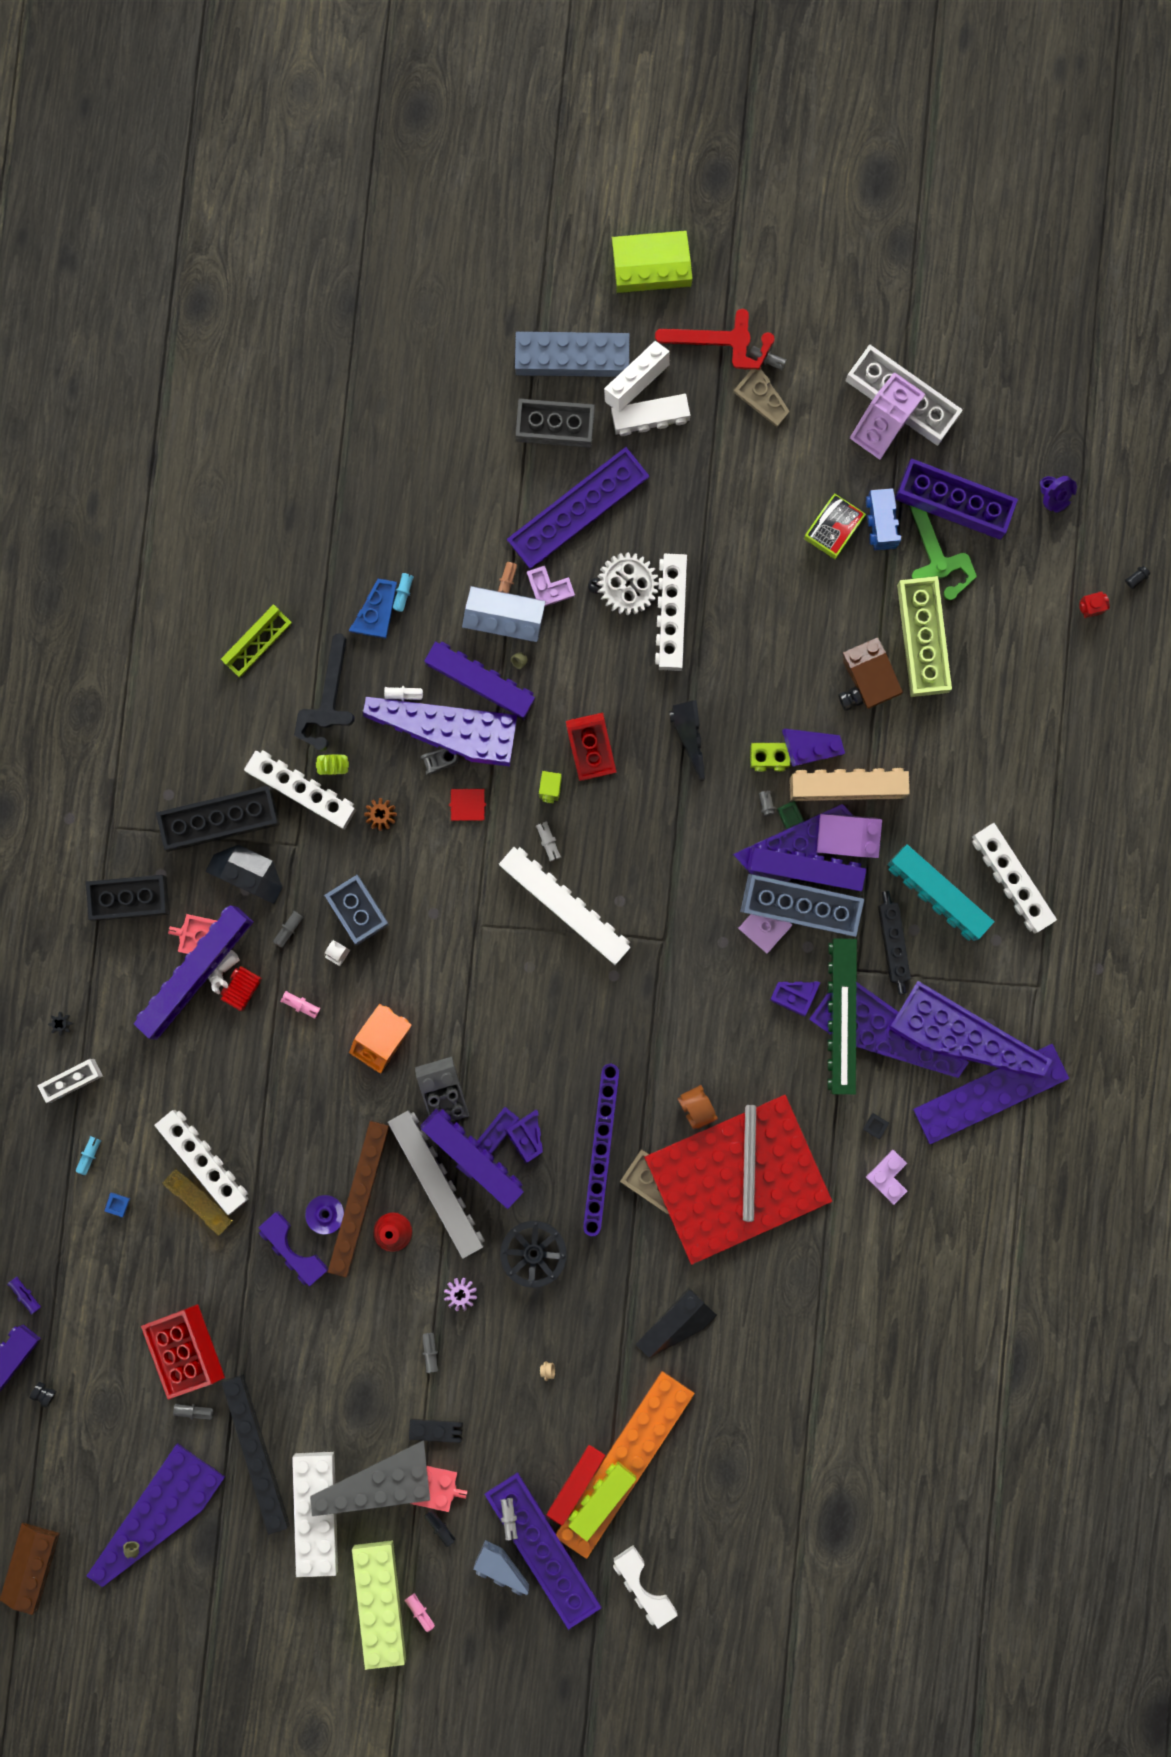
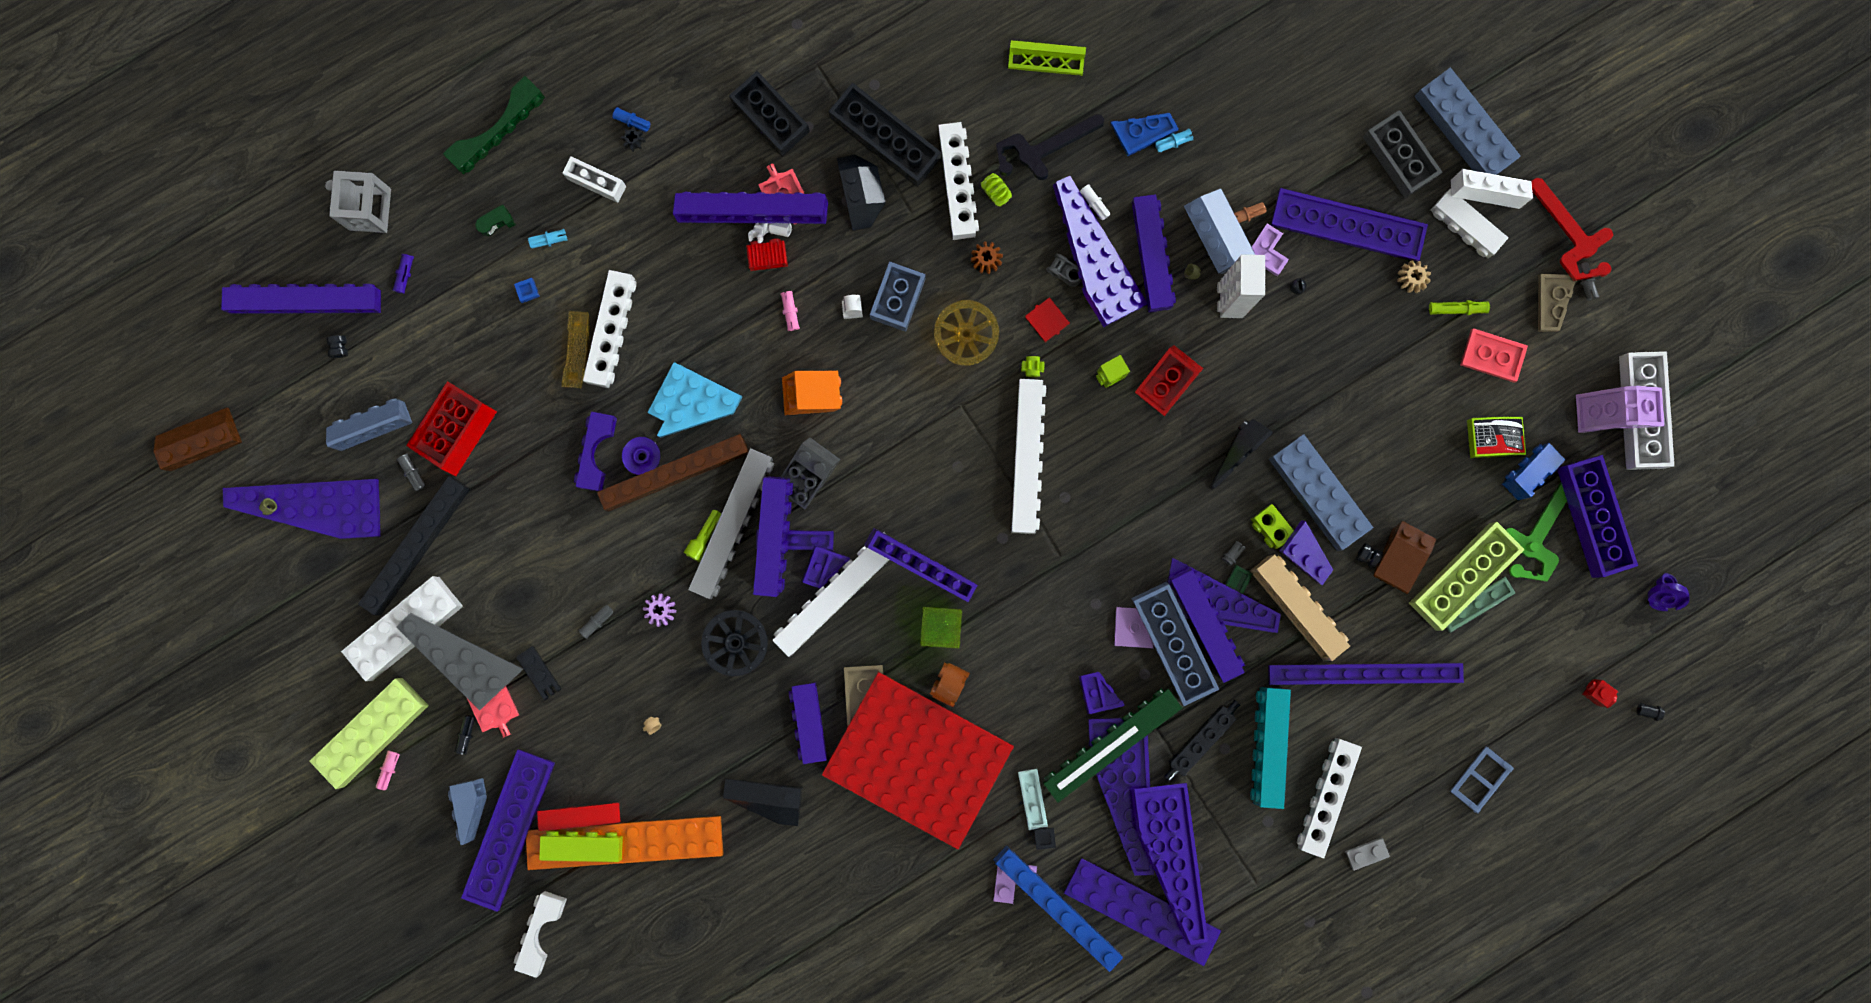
camera: 50 degrees right, 0 degrees up
(38, 1187) = (494, 220): none -> dark green leg
(43, 1013) = (631, 119): none -> blue axle
(127, 1417) = (367, 425): none -> sand blue slope
(287, 929) = (841, 256): dark grey axle -> none
(310, 1140) = (690, 401): none -> medium azure wing
(398, 1226) = (673, 523): red cone -> none
(404, 892) = (966, 327): none -> clear yellow wheel
(433, 1226) = (697, 547): none -> lime piece
(496, 845) = (1032, 366): none -> lime gear
(509, 1519) = (511, 784): light grey pin -> none
(548, 841) = (1068, 404): light grey pin -> none
(557, 1143) = (828, 600): none -> white brick
(563, 635) = (1242, 286): none -> white brick
(586, 1057) = (920, 565): none -> dark purple brick
(596, 1158) = (848, 634): dark purple beam -> none
(639, 572) = (1337, 311): white gear -> none
(642, 1243) = (809, 723): none -> dark purple brick
(648, 1079) = (941, 627): none -> clear neon green brick
(652, 261) = (1590, 132): lime slope -> none
(663, 495) = (1413, 283): none -> tan gear
(675, 563) = (1367, 336): white brick -> none
(715, 468) = (1459, 307): none -> lime pin
(749, 1163) = (937, 759): light grey axle -> none
(769, 477) = (1494, 355): none -> coral plate
(772, 698) = (1321, 493): none -> sand blue brick
(838, 1111) = (1032, 799): none -> light aqua tile
(849, 835) = (1260, 638): medium lavender slope -> none
(937, 1158) = (1058, 908): none -> blue brick
(940, 774) = (1365, 673): none -> dark purple plate
(954, 639) = (1484, 601): none -> sand green tile
(1080, 882) = (1367, 854): none -> light grey plate
(1097, 721) = (1492, 788): none -> sand blue window

